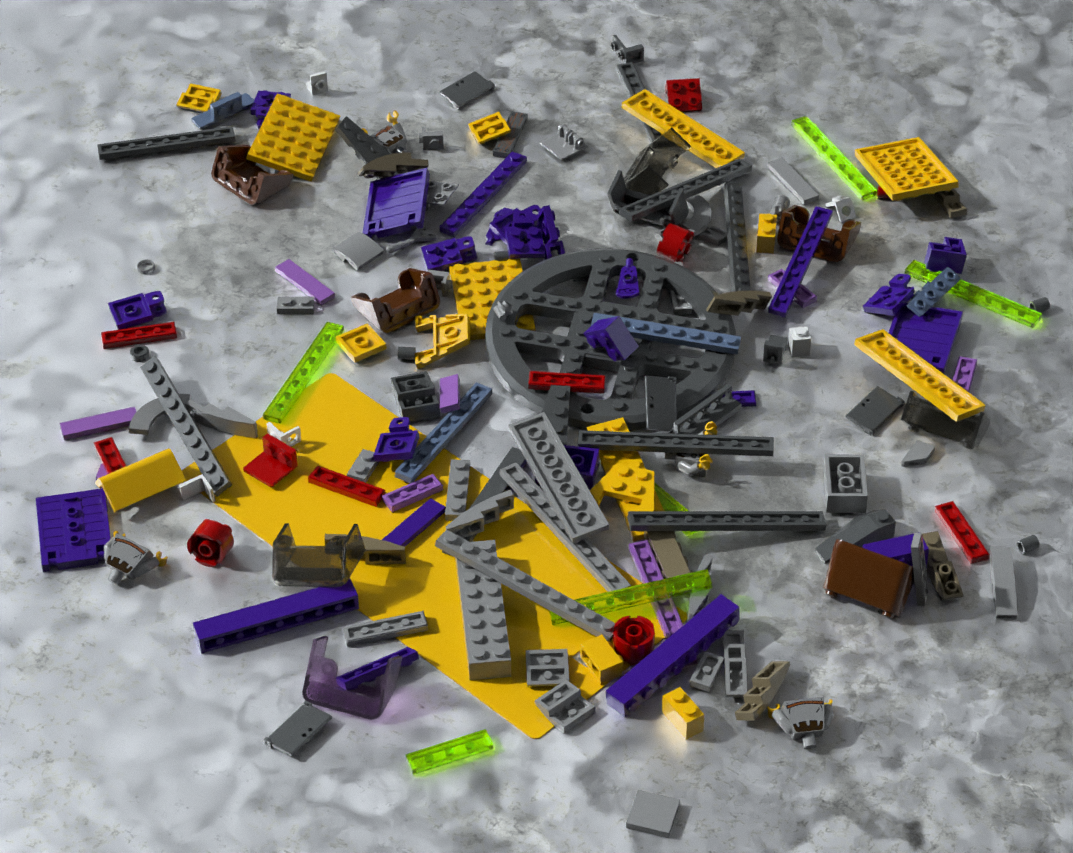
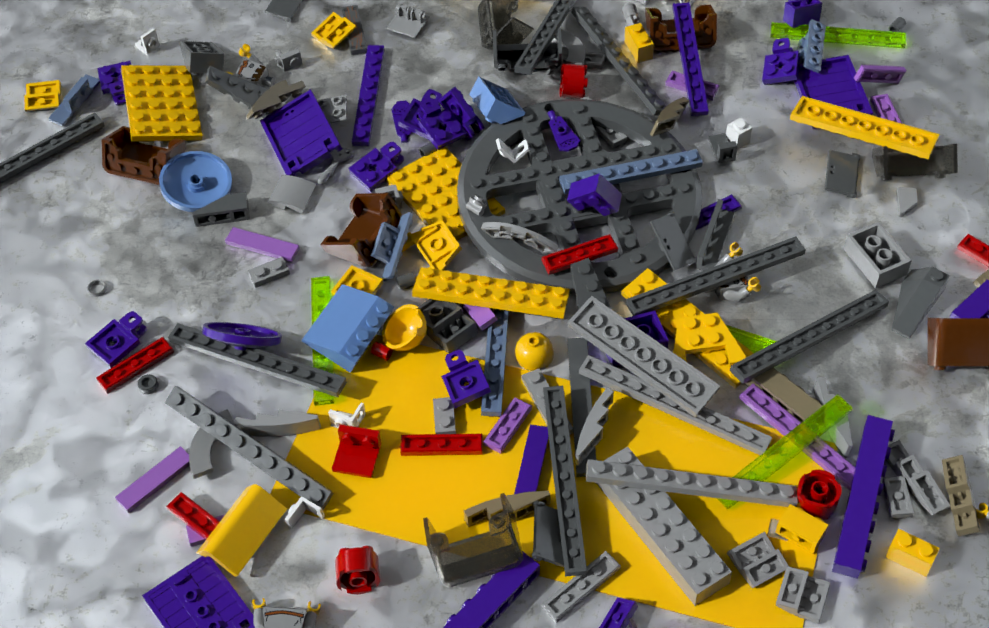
camera: 25 degrees left, 10 degrees up
(233, 339) = (241, 335): none -> dark purple dish
(238, 366) = (260, 361): none -> dark grey plate
(280, 210) = (194, 180): none -> medium blue dish
(291, 243) = (224, 210): none -> dark grey slope
(329, 368) = (348, 326): none -> medium blue slope
(346, 398) = (381, 351): none -> red hinge
(356, 109) = (200, 56): none -> dark grey slope
(375, 386) = (404, 328): none -> yellow cylinder
(381, 578) = (546, 535): none -> dark grey door
(408, 316) = (390, 244): none -> sand blue bracket
(424, 545) = (564, 482): none -> dark grey plate
(468, 384) = (491, 292): none -> yellow plate
(476, 446) = (534, 351): none -> yellow cylinder
(513, 339) = (531, 238): none -> light grey tile
(564, 278) = (513, 154): none -> white bracket
(587, 235) = (495, 102): none -> medium blue slope
(978, 338) = (880, 74): none -> medium lavender tile

